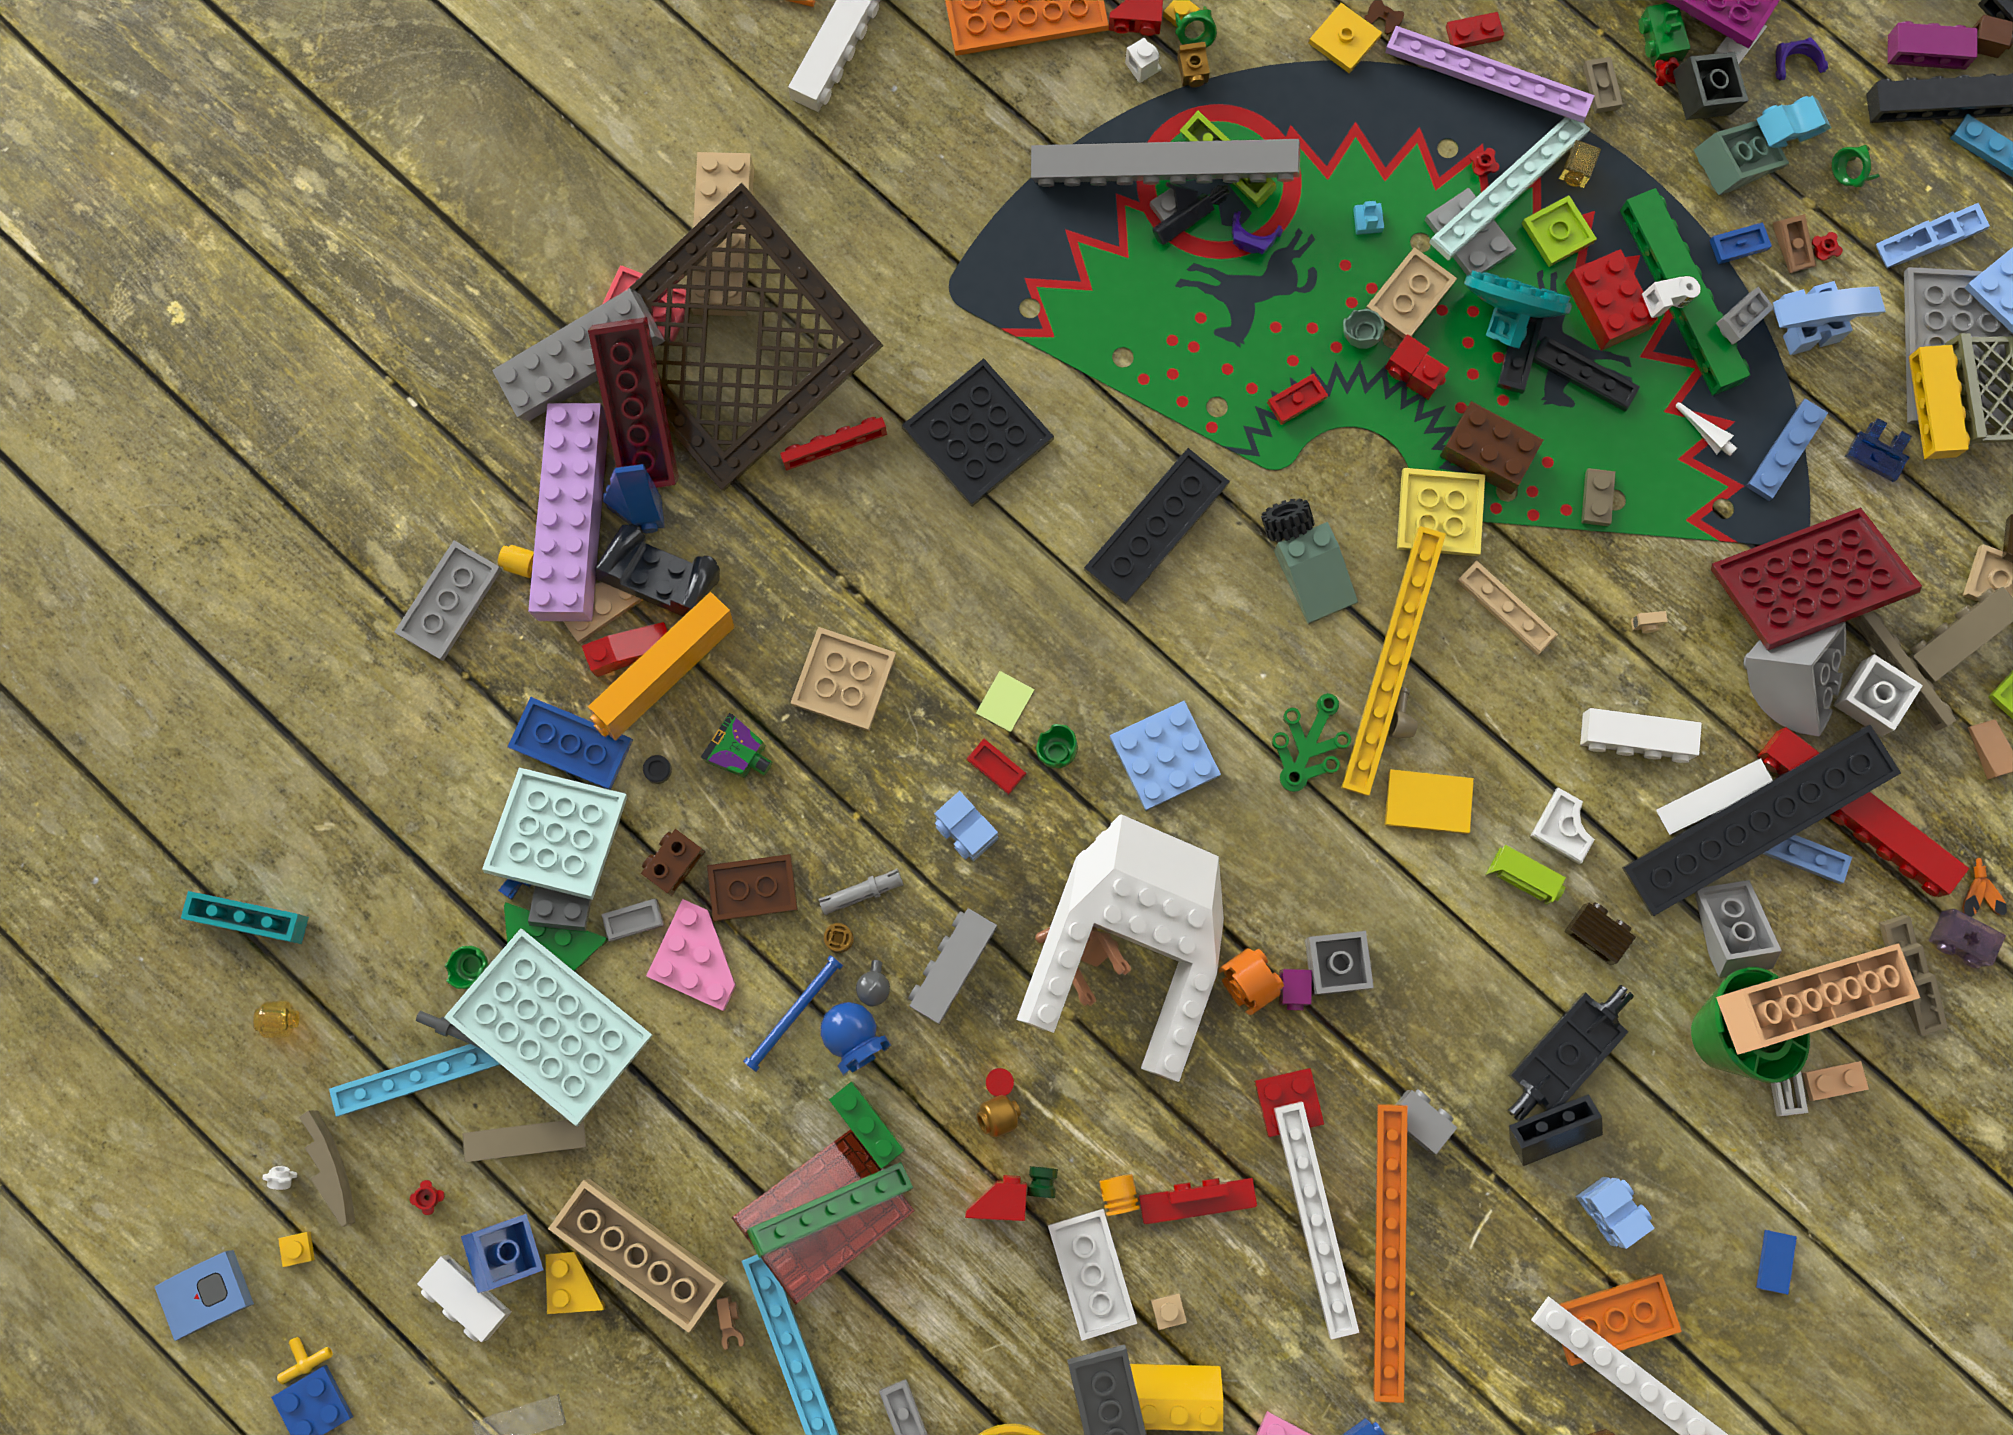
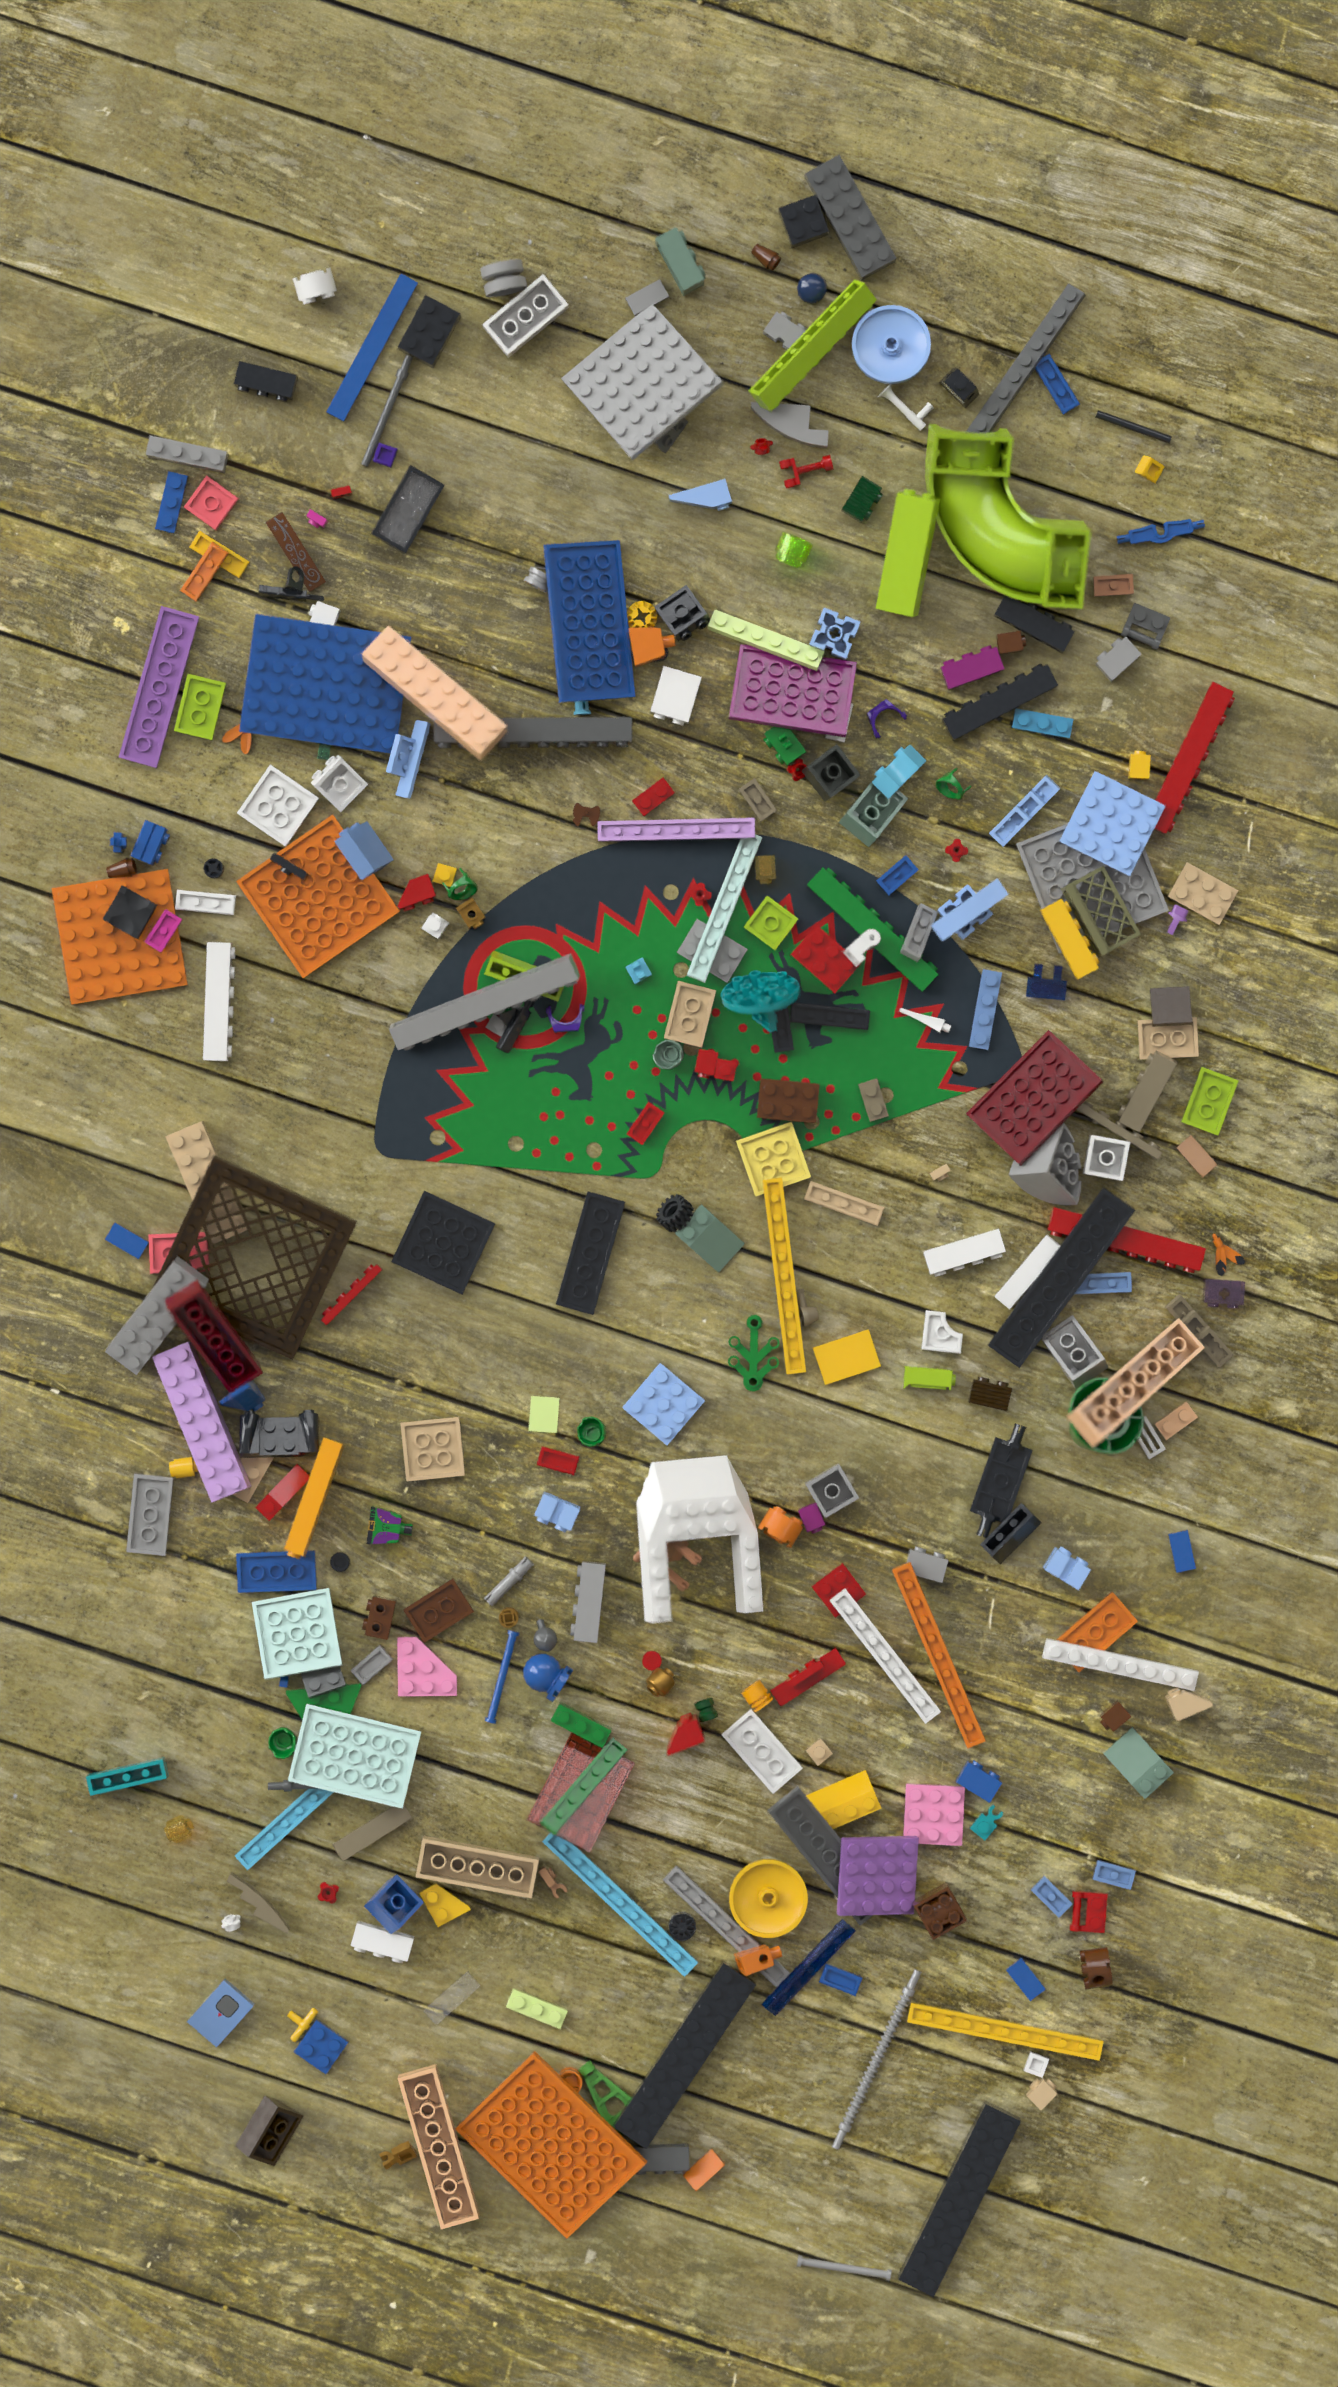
camera: 25 degrees left, 10 degrees up
(296, 1249) = (263, 1960): yellow plate -> none
(590, 262) = (126, 1240): none -> blue tile
(1345, 37) = (566, 843): yellow plate -> none
(1795, 243) = (934, 856): medium nougat slope -> none

